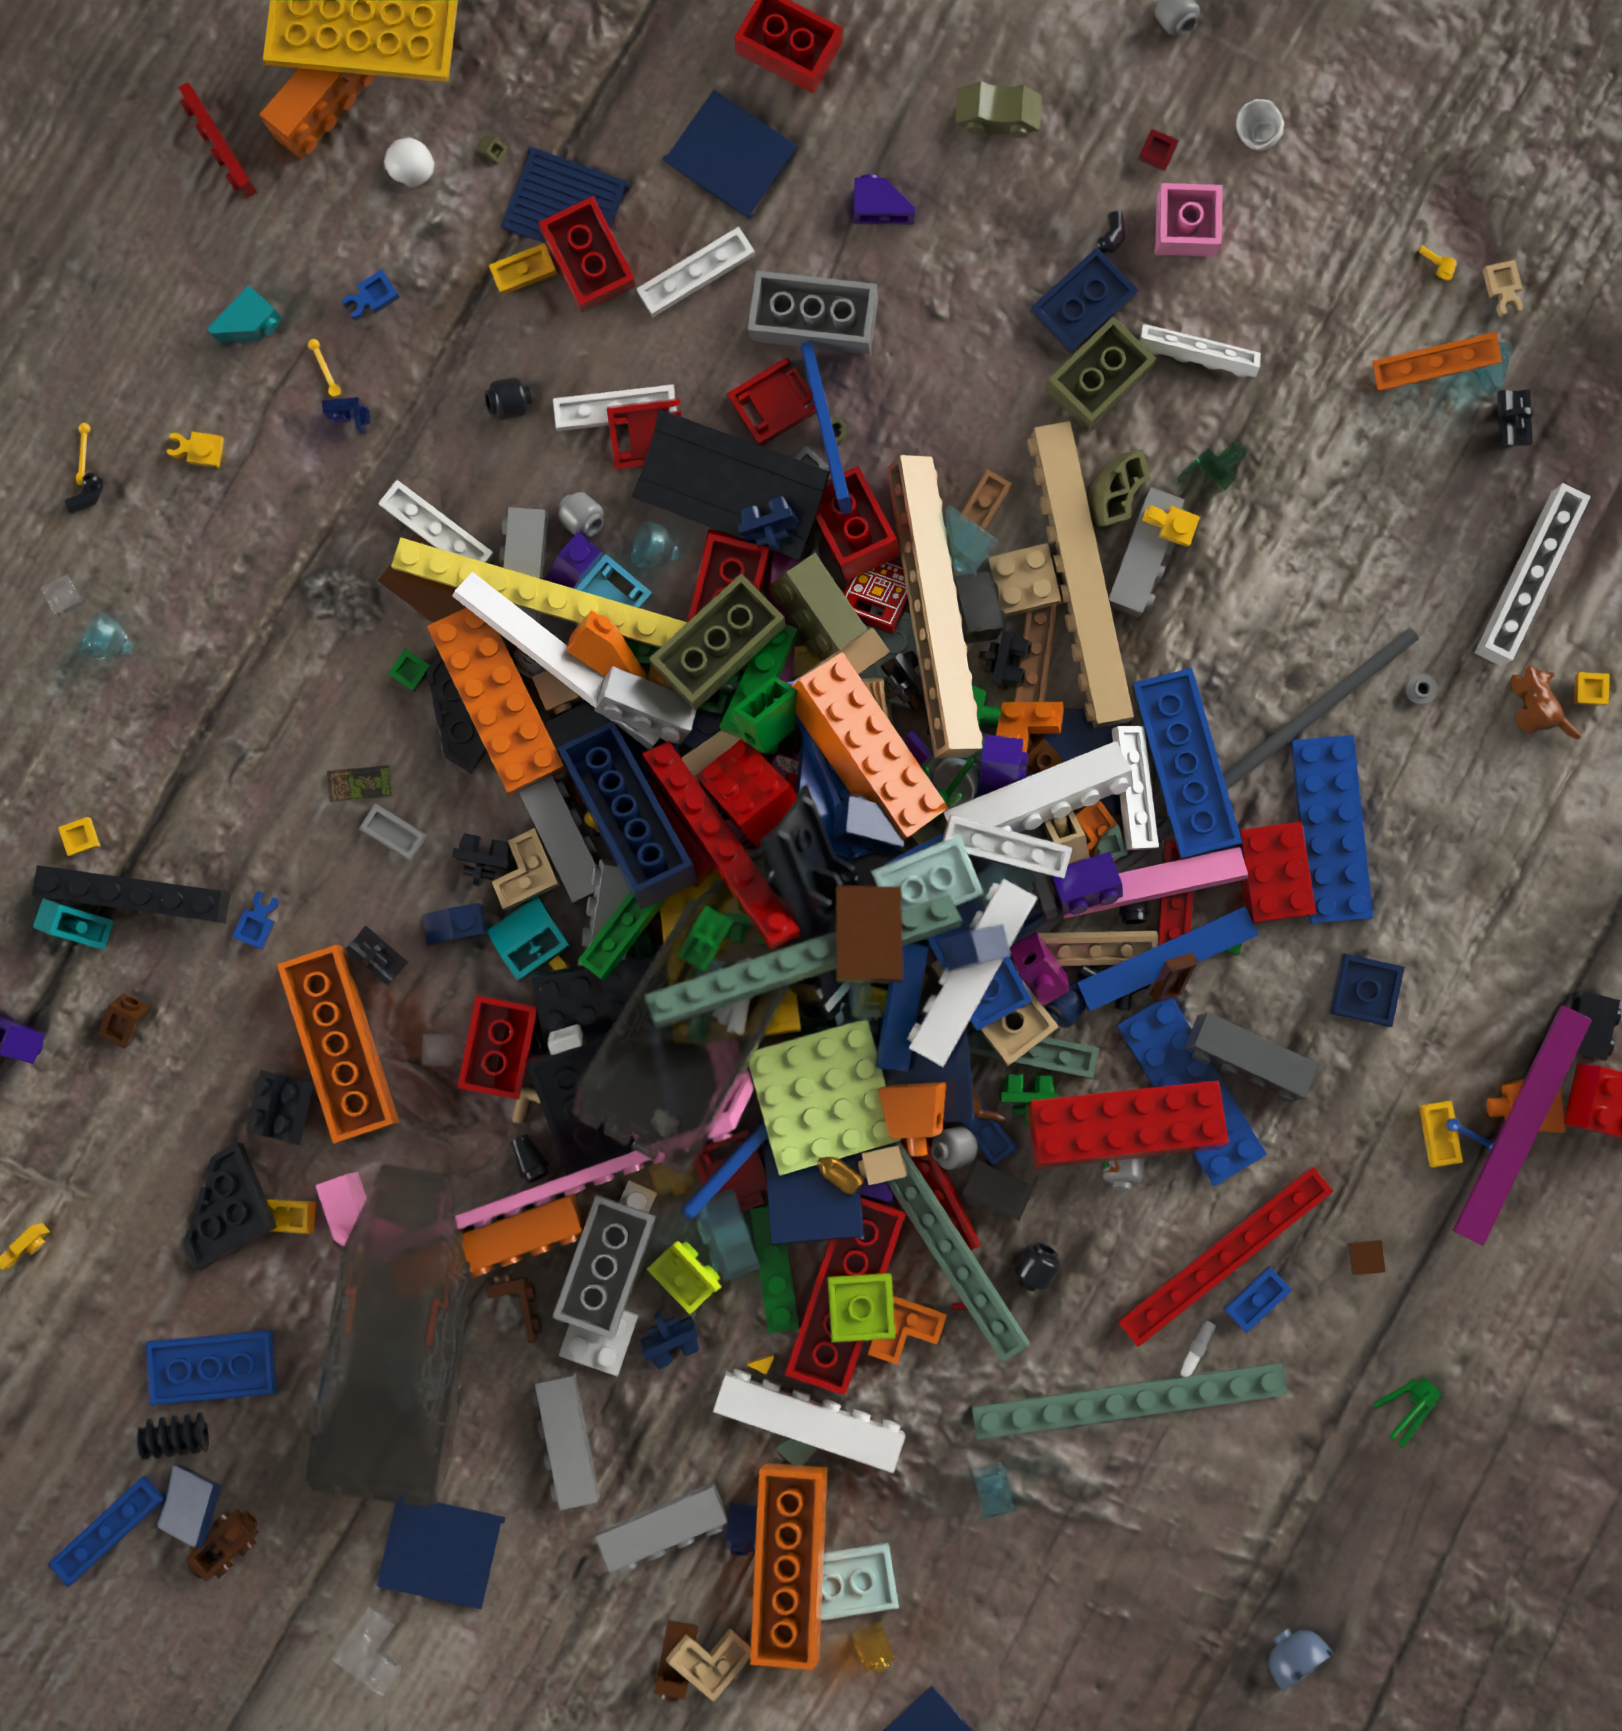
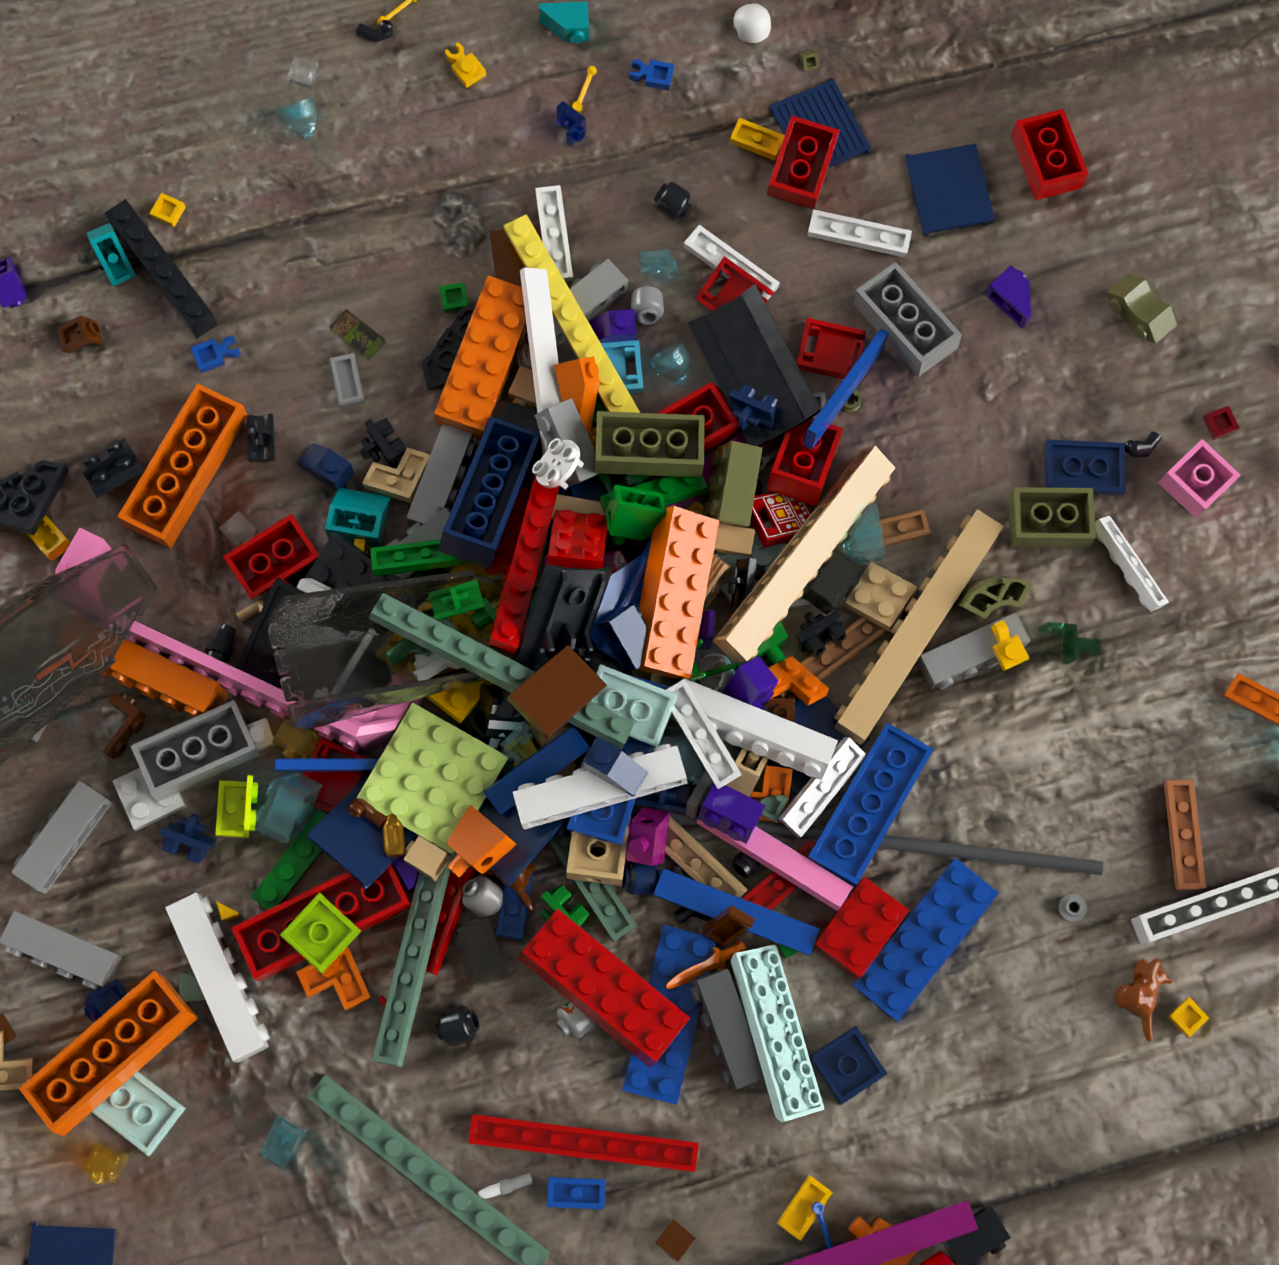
camera: 40 degrees right, 10 degrees down
(548, 468) = (658, 260): none -> clear light blue bracket
(661, 736) = (557, 463): none -> white plate
(792, 1177) = (360, 807): none -> reddish brown arm
(1188, 1011) = (717, 960): none -> orange sword
(1291, 1022) = (776, 1033): none -> light aqua plate
(1453, 541) = (1184, 835): none -> nougat plate

